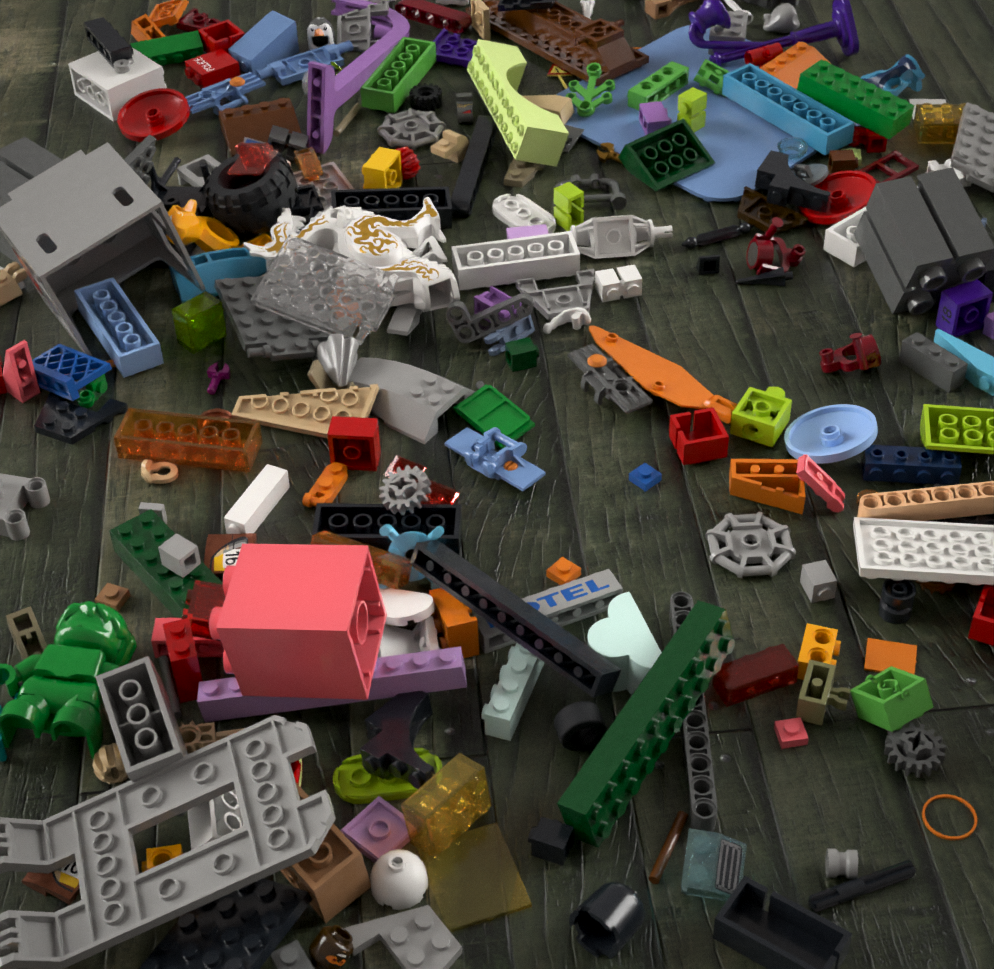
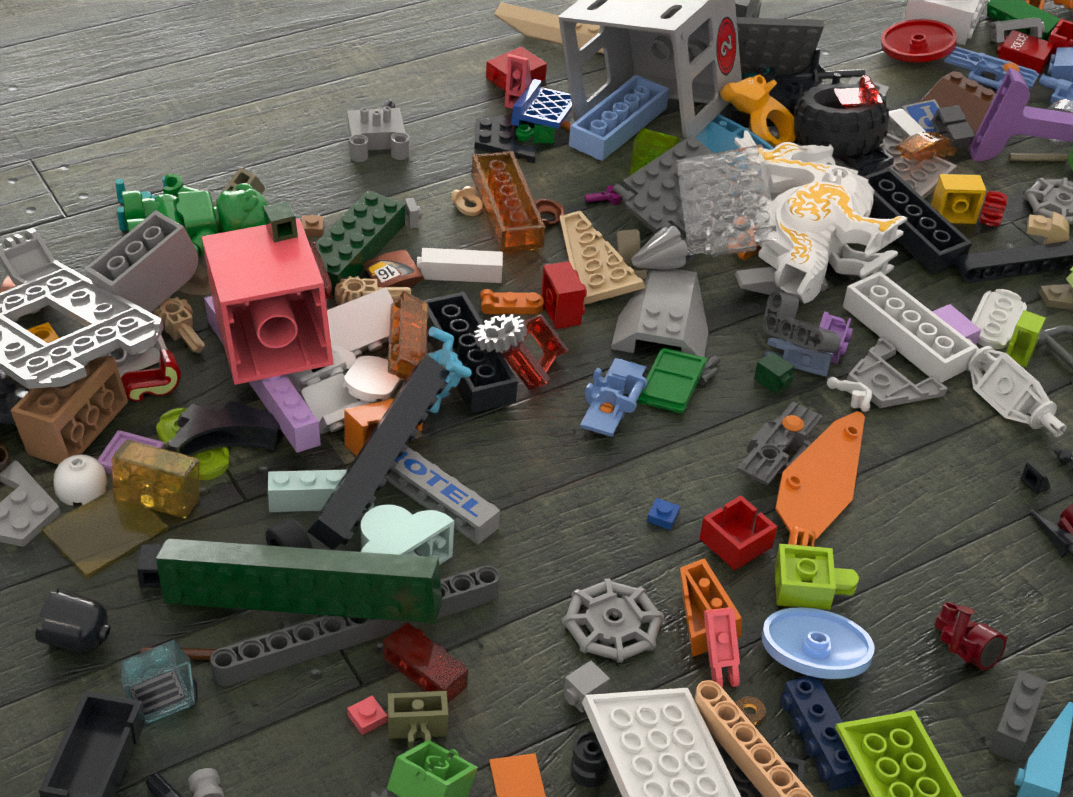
camera: 60 degrees right, 0 degrees up
(179, 65) = (997, 28): none -> light grey window
(179, 555) = (347, 229): light grey brick -> none
(252, 552) = (280, 221): none -> brick
(563, 571) = (494, 488): orange plate -> none
(611, 288) = (946, 421): white piece -> none
(818, 645) = (479, 705): light orange brick -> none

